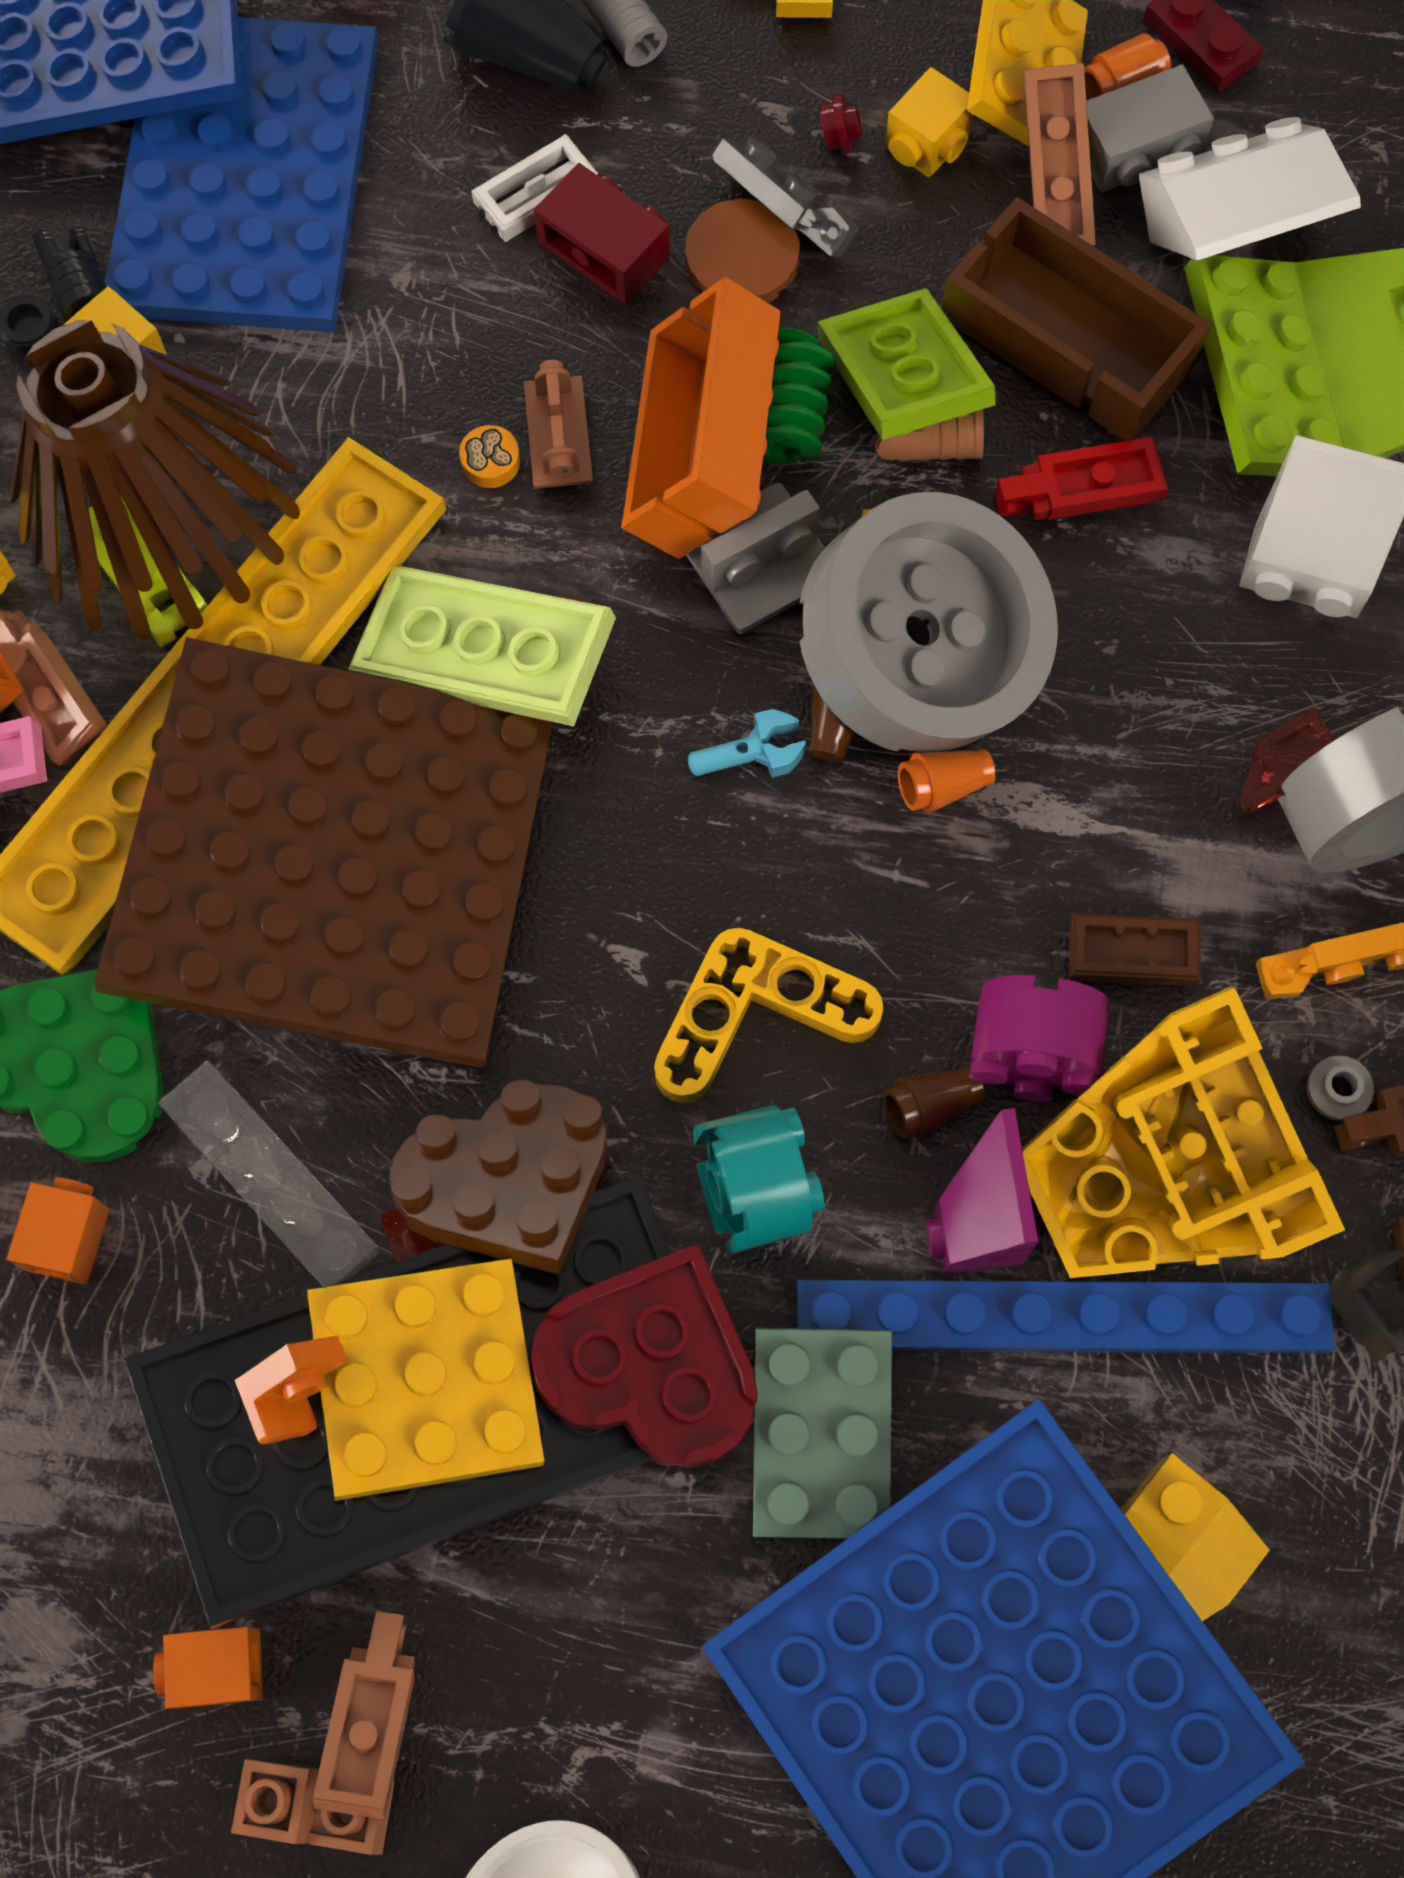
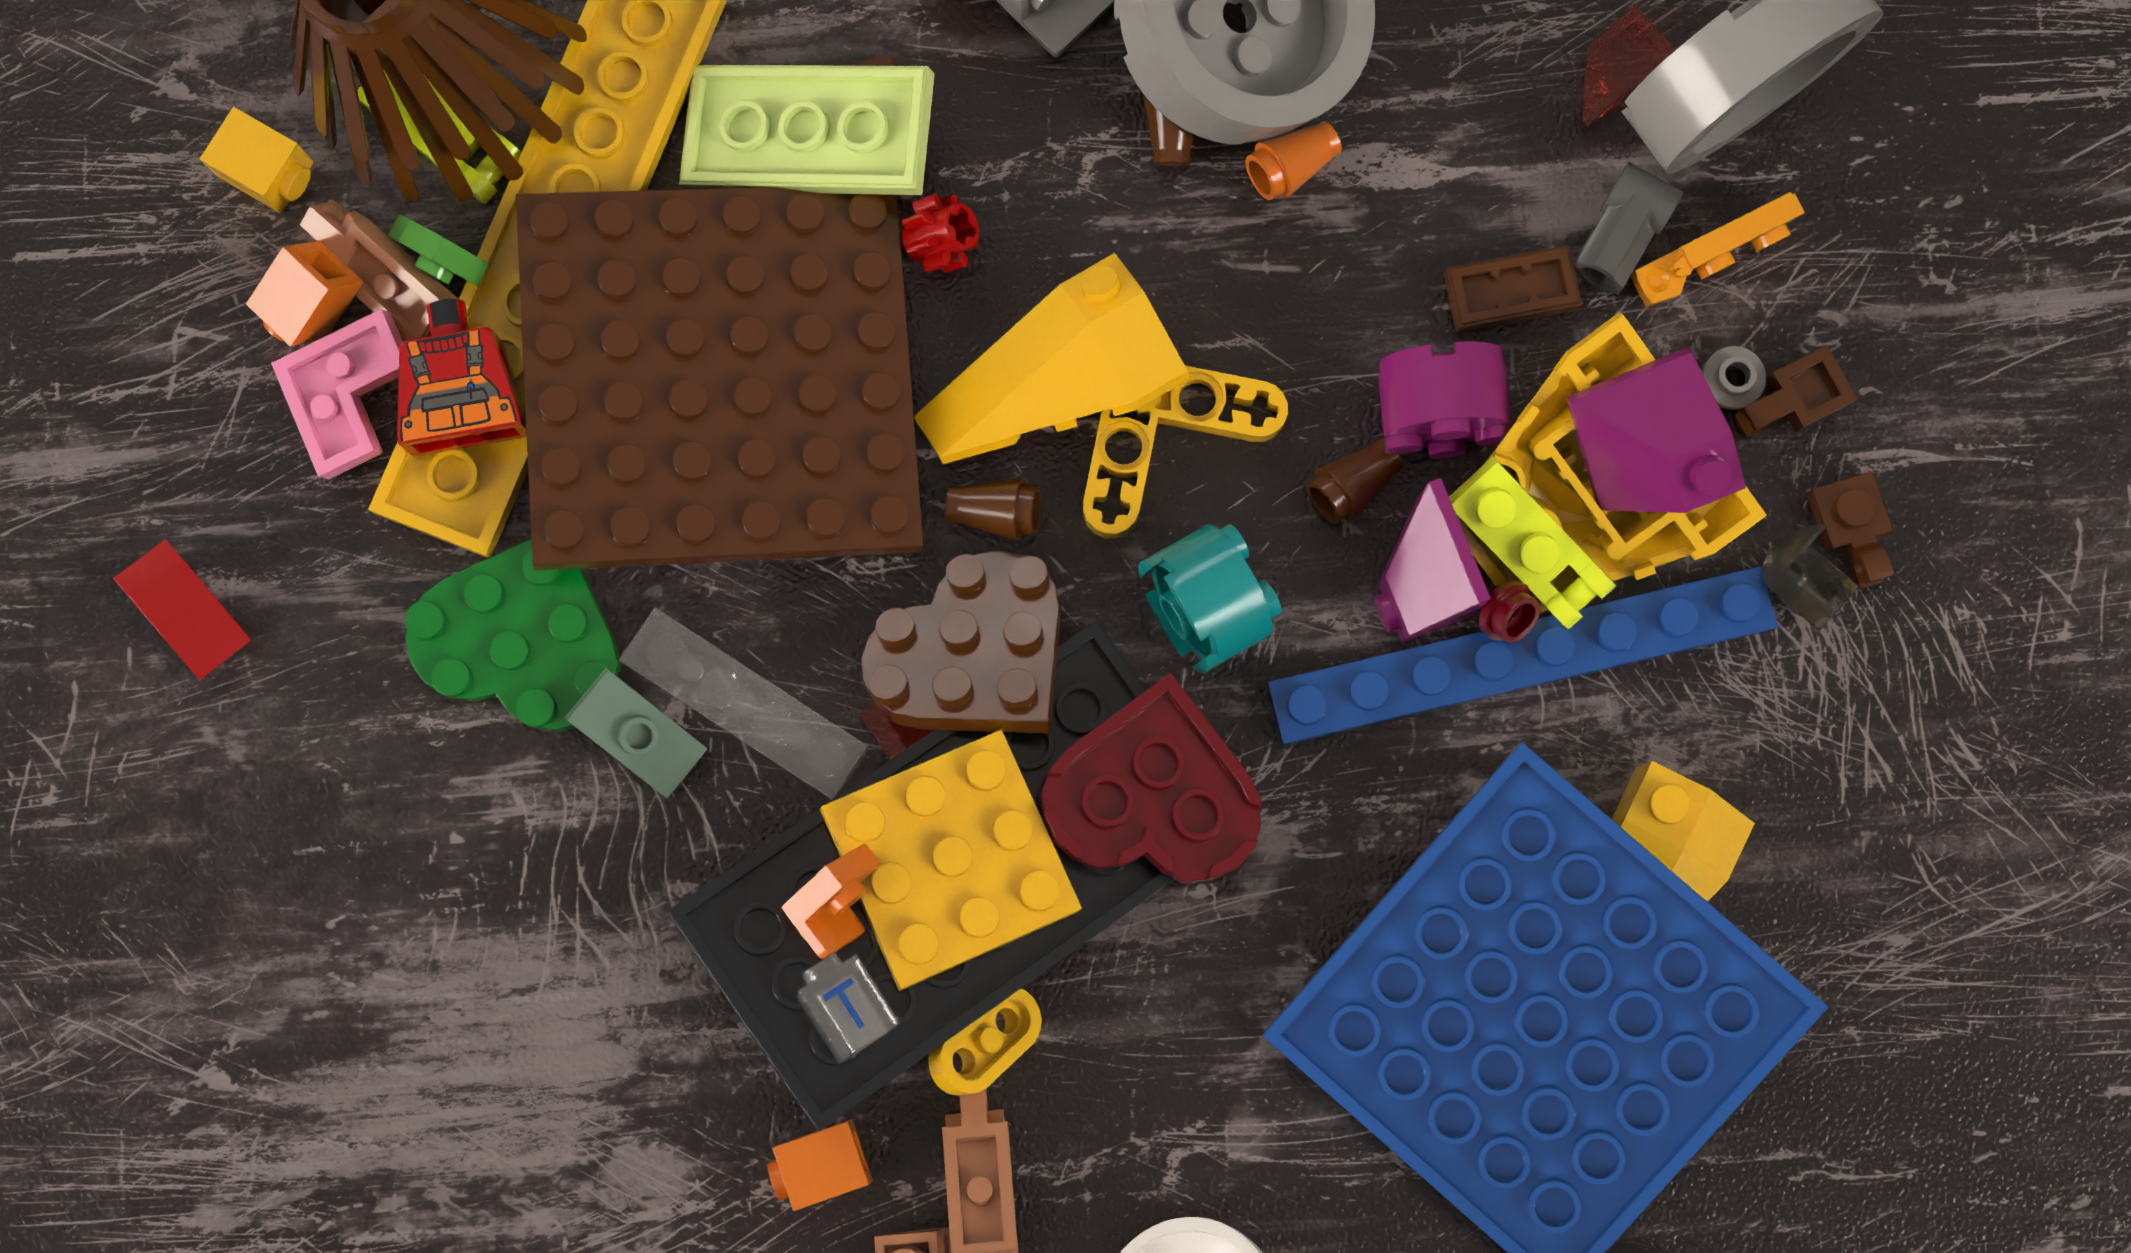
camera: 15 degrees left, 10 degrees up
(59, 1231) = (560, 803): orange brick -> none
(75, 802) = (456, 386): none -> torso
(100, 679) = (437, 254): none -> bright green plate
(153, 1178) = (636, 733): none -> sand green plate
(272, 1500) = (845, 1006): none -> clear brick
(411, 1585) = (986, 1049): none -> yellow plate
(572, 1043) = (997, 507): none -> reddish brown cone
(583, 768) = (940, 233): none -> red gear
(680, 911) = (1071, 356): none -> yellow wedge
(754, 747) = (1098, 171): medium azure bar -> none
(821, 1431) = (1324, 815): sand green plate -> none
(1057, 1265) = (1509, 612): none -> dark red plate
(1093, 1197) = (1528, 541): none -> neon yellow plate
(1244, 1122) = (1656, 439): none -> magenta slope
(1268, 906) = (1631, 218): none -> dark grey piece

